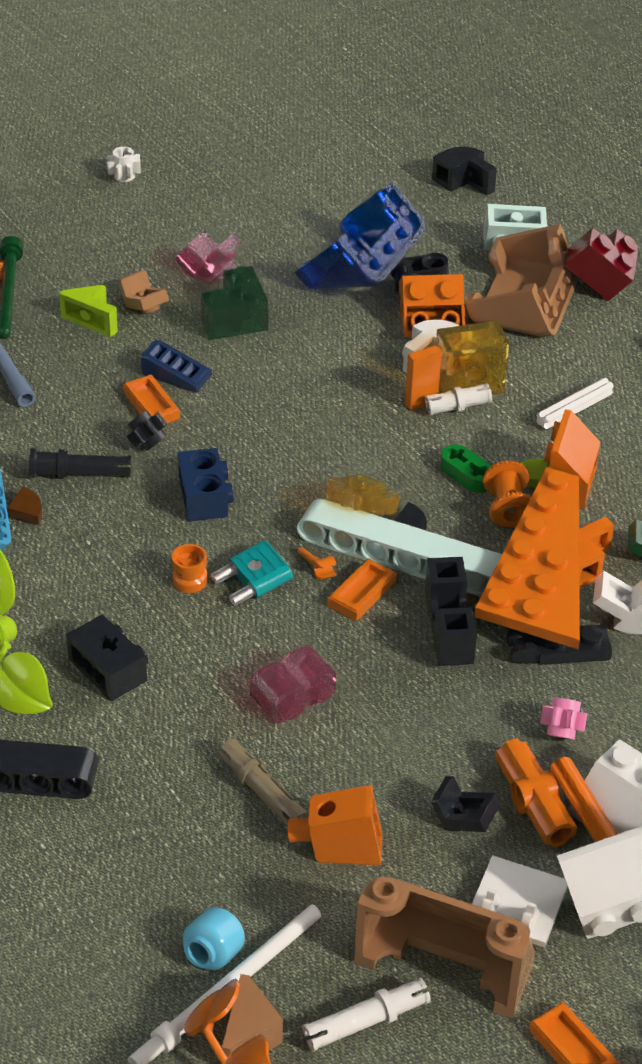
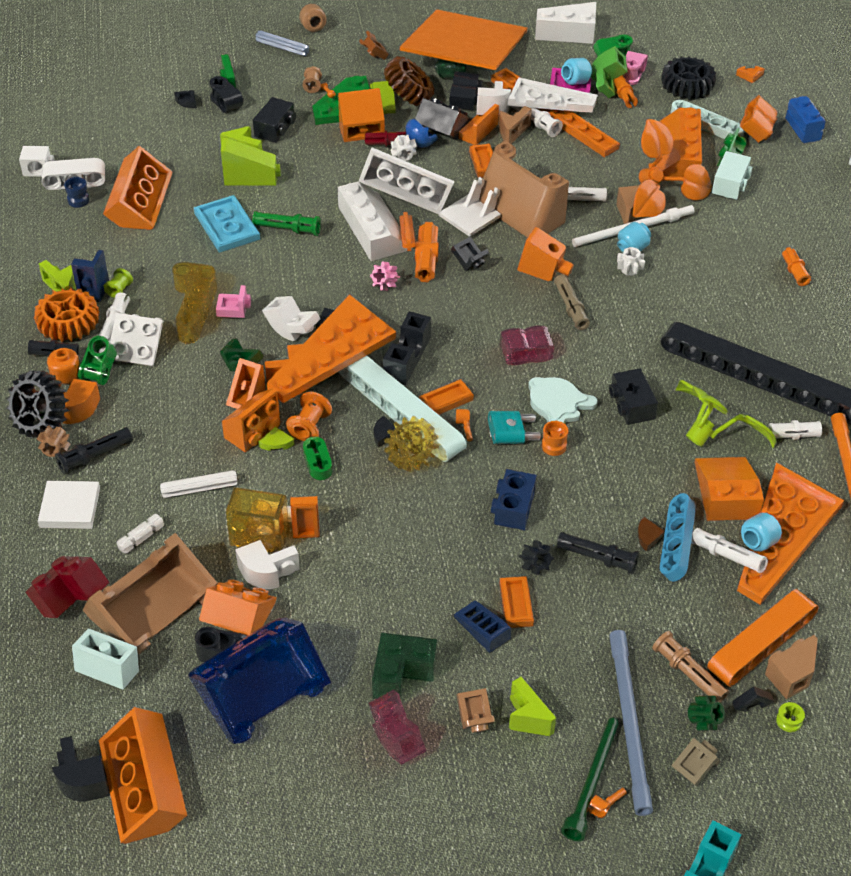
camera: 155 degrees left, 5 degrees up
(200, 888) = (630, 261): none -> white gear
(211, 633) = (558, 399): none -> light aqua tile
(418, 185) = (142, 776): none -> orange slope
(590, 343) = (140, 533): none -> white axle
(619, 509) = (246, 383): none -> orange slope

